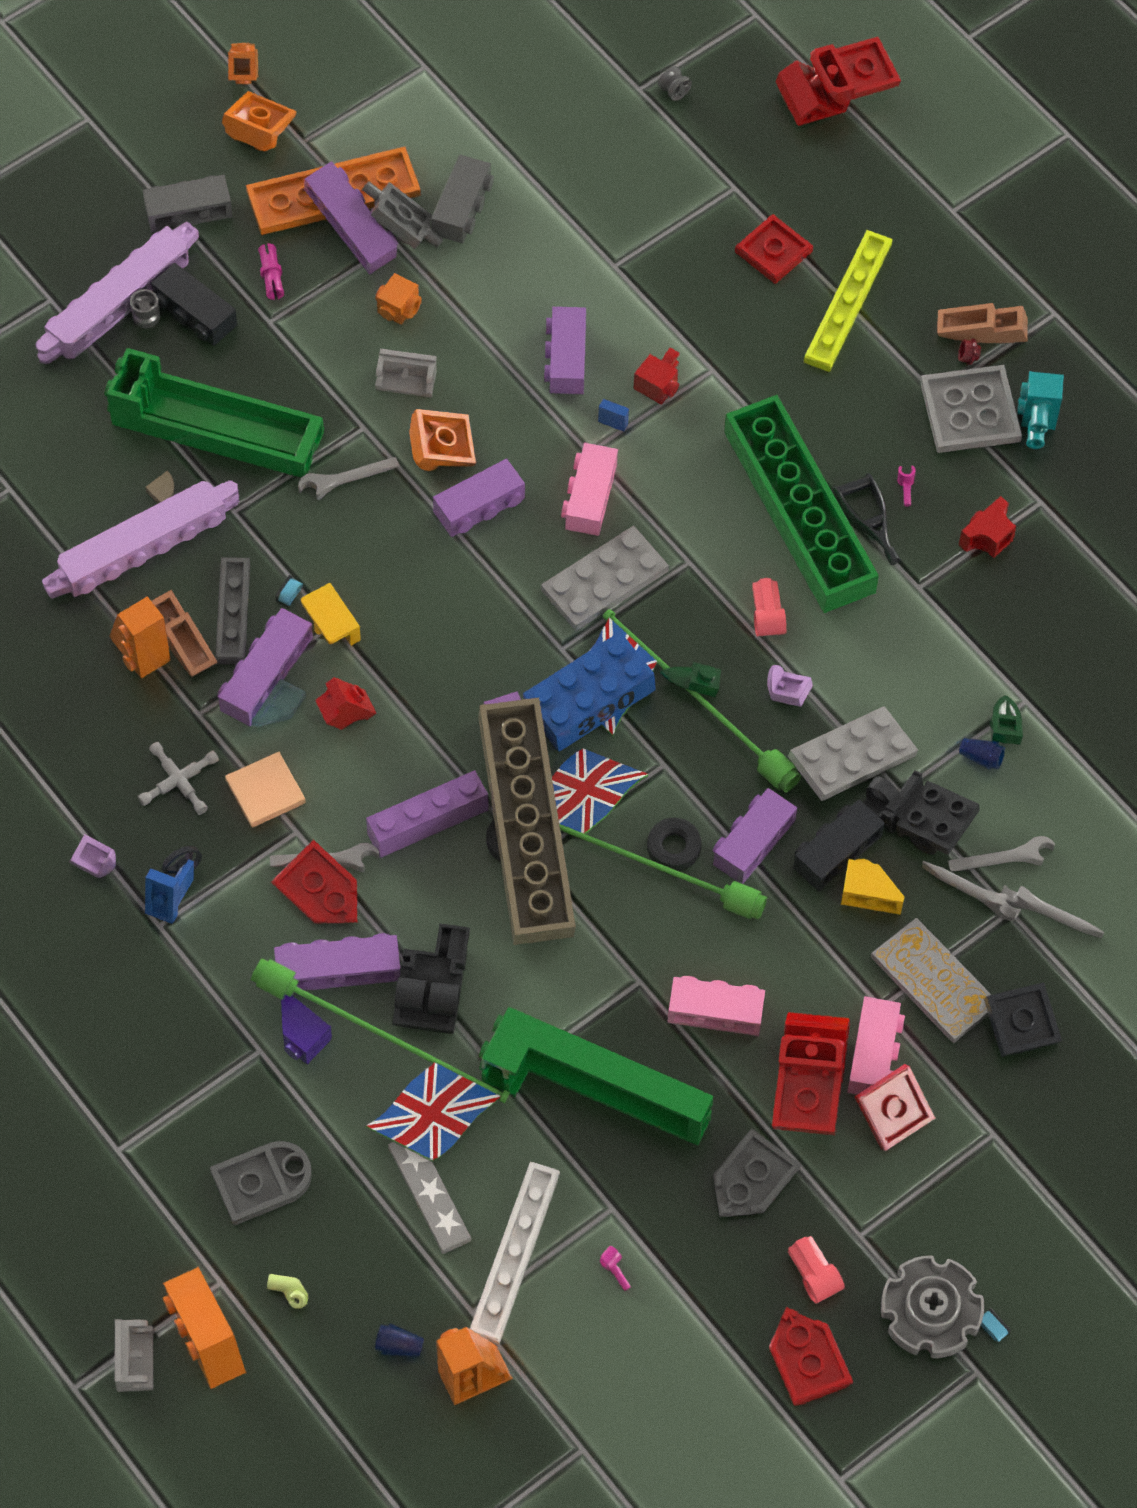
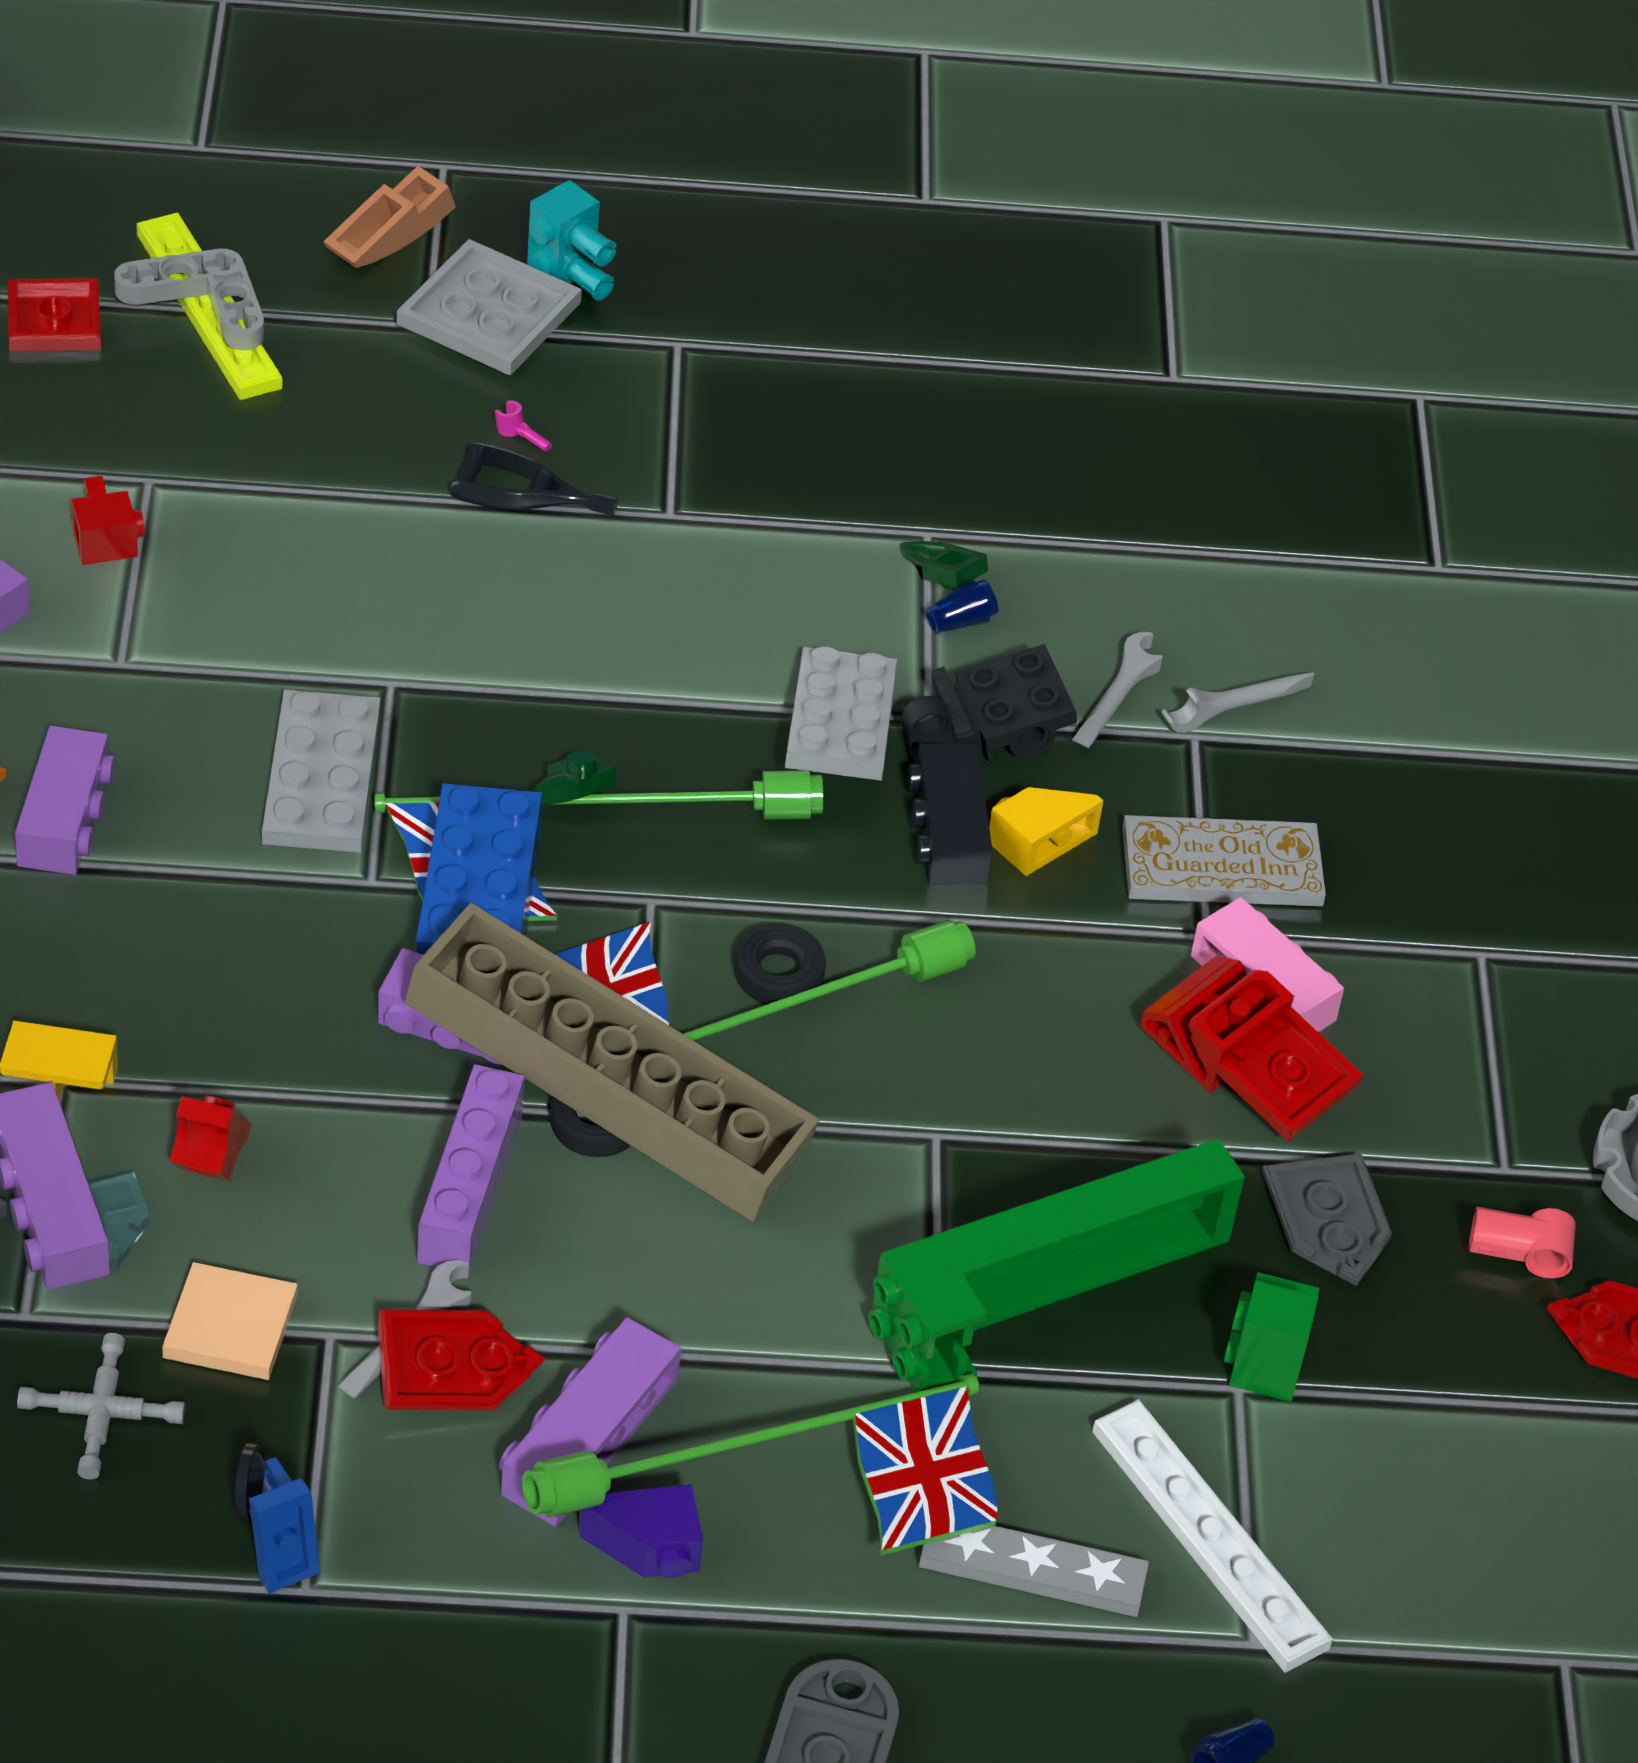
camera: 55 degrees left, 15 degrees down
(94, 857) = (123, 1582): lavender plate -> none
(432, 983) = (729, 1335): black plate -> none
(469, 1364) = (1358, 1682): orange wedge -> none
(590, 489) = (185, 690): bright pink brick -> none
(609, 1260) = (1317, 1440): dark pink hand -> none
(613, 415) = (106, 598): blue tile -> none
(645, 1199) = (1273, 1336): none -> green brick
(716, 1005) = (1058, 1078): bright pink brick -> none
(754, 835) = (855, 879): medium lavender brick -> none
(768, 614) = (562, 660): coral piece -> none
(787, 687) = (680, 709): lavender plate -> none
(801, 504) = (445, 519): green brick -> none
(855, 293) = (222, 277): none -> light grey beam
(895, 1107) = (1374, 1004): tile -> none
(969, 351) = (410, 256): dark red plate -> none
(989, 529) = (672, 398): red brick -> none
(993, 900) = (1174, 734): light grey piece -> none
(1022, 1019) = (1363, 814): black plate -> none

